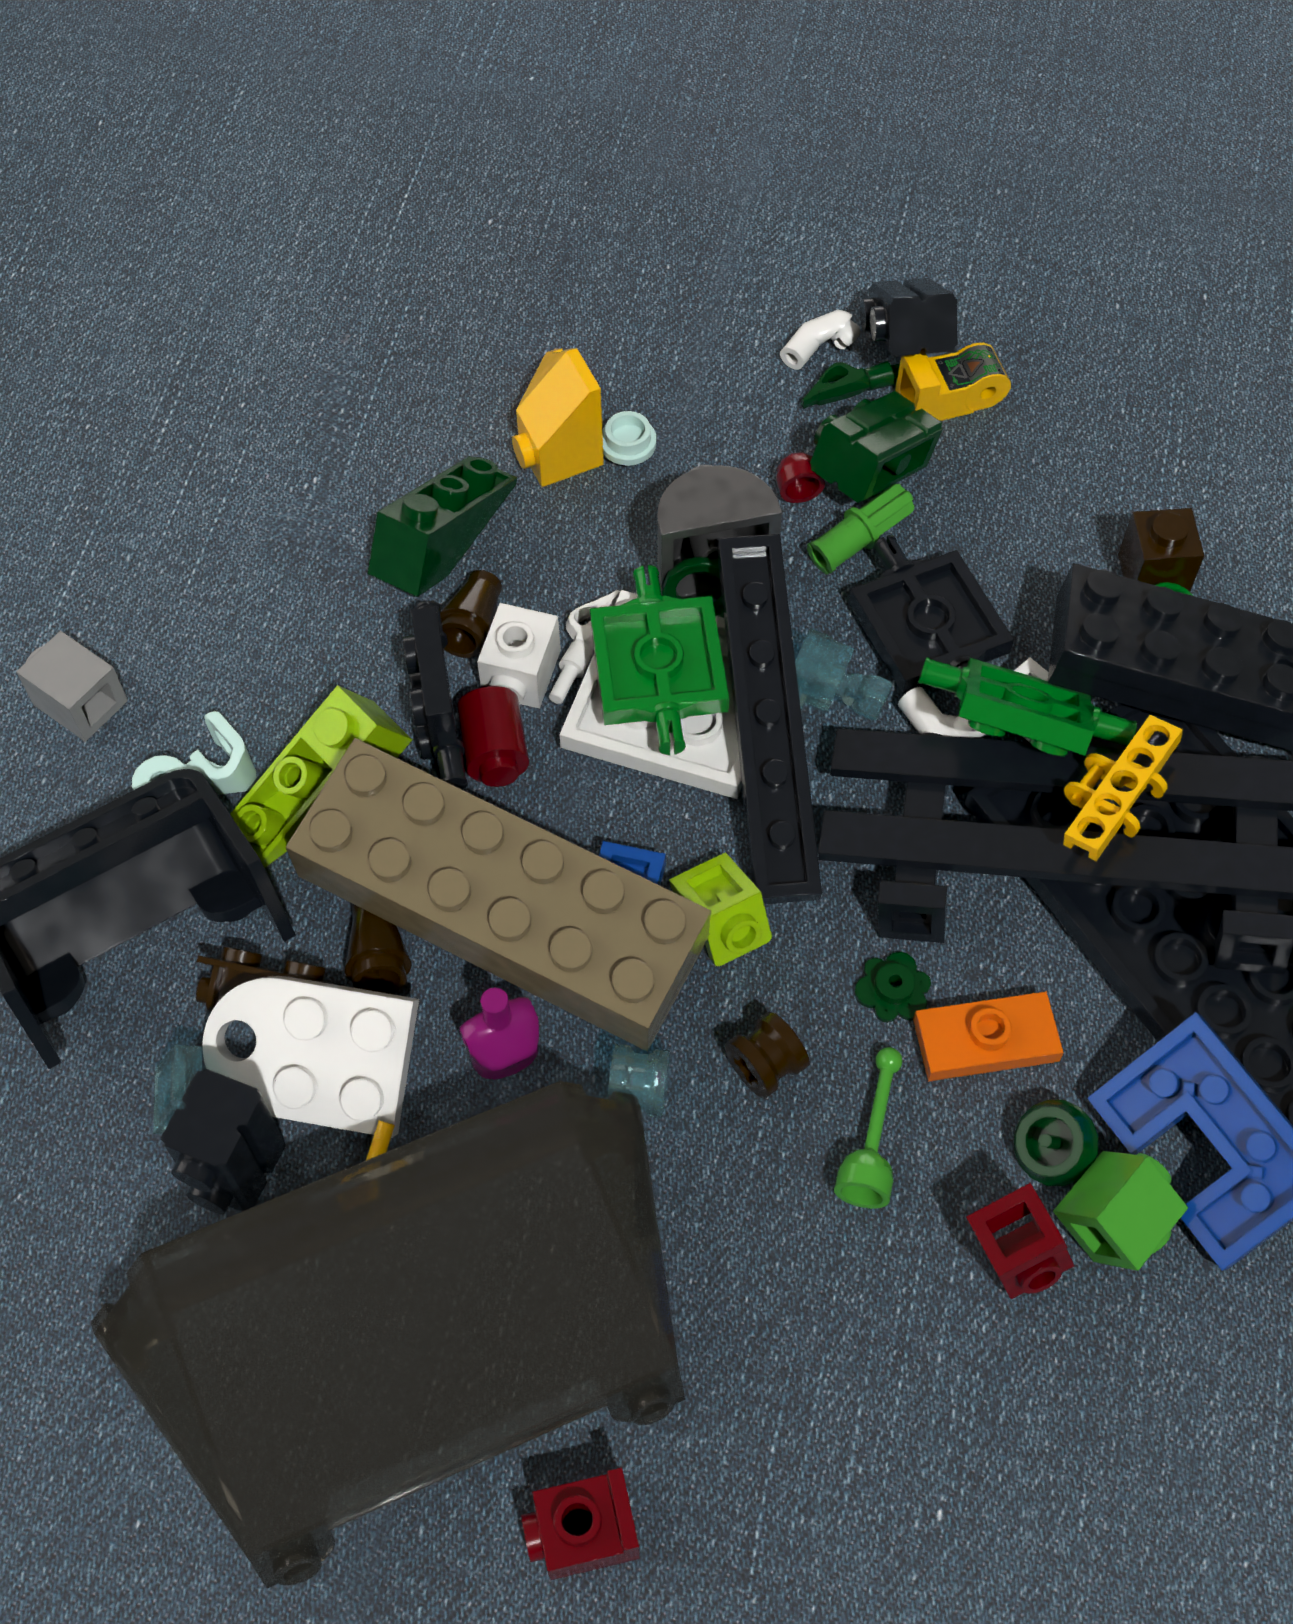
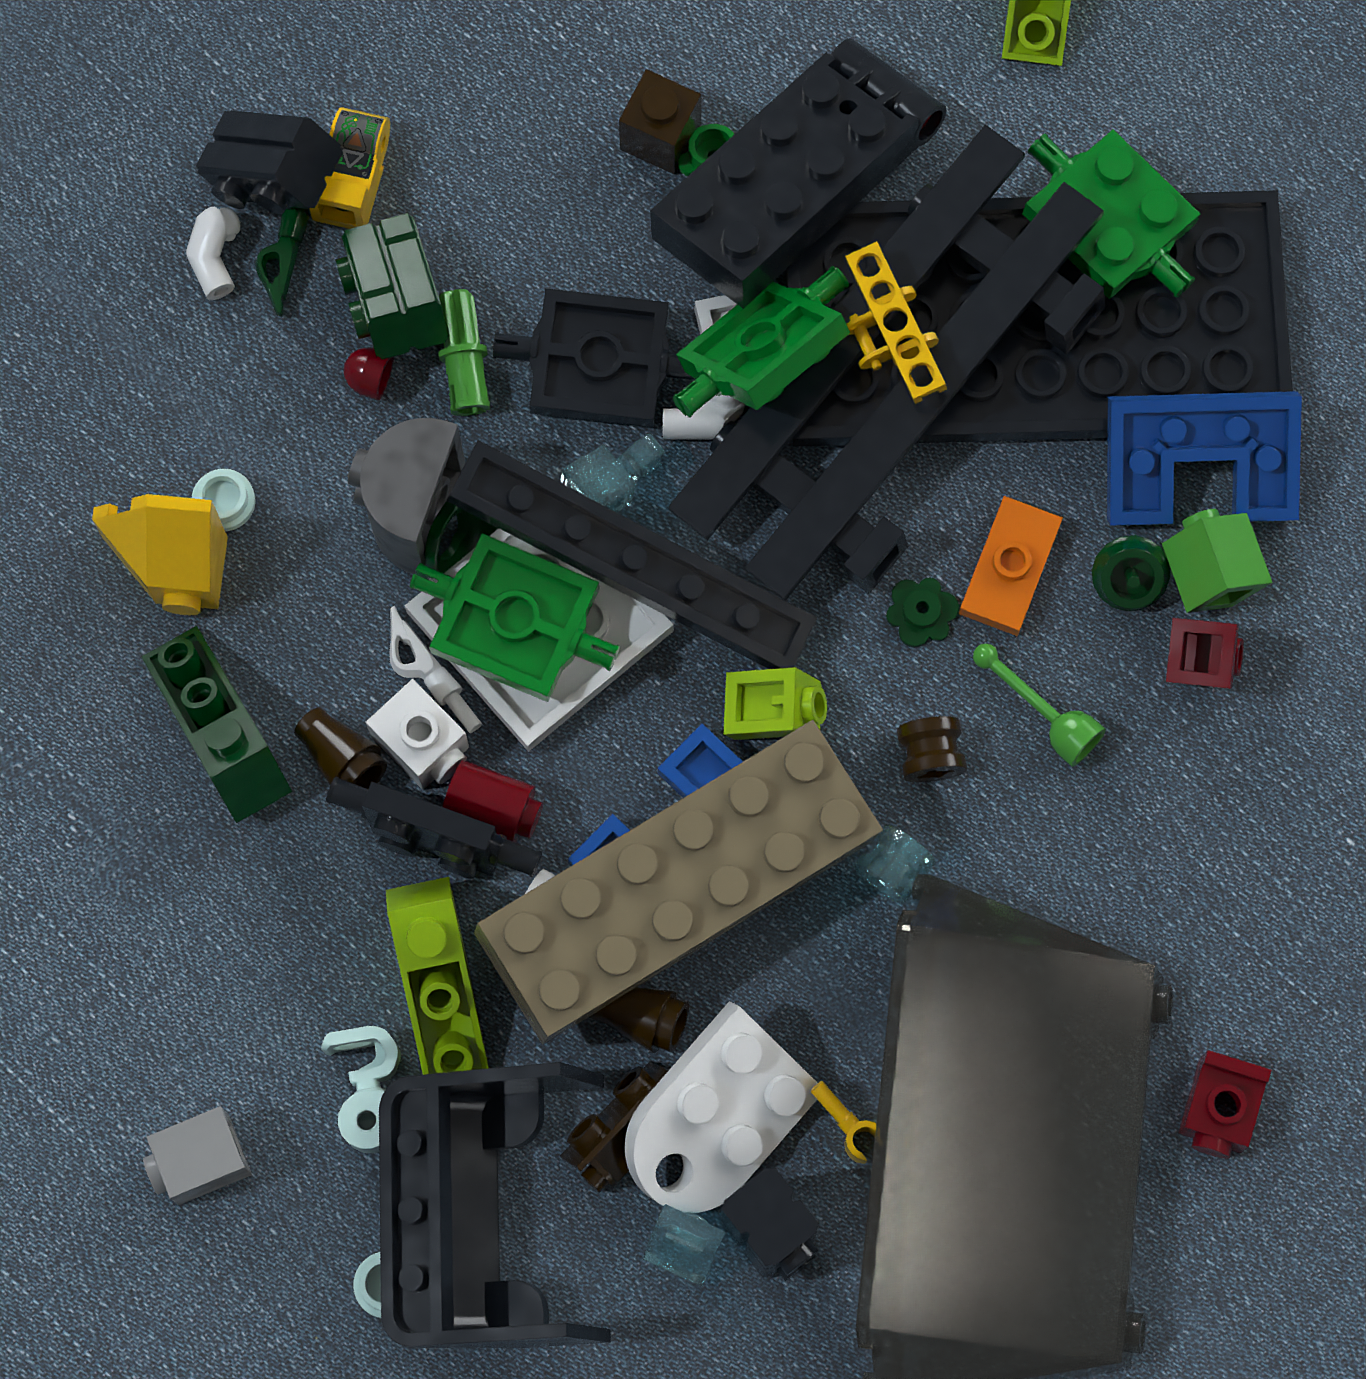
camera: 60 degrees left, 15 degrees up
(502, 1036) = (796, 951): magenta piece -> none

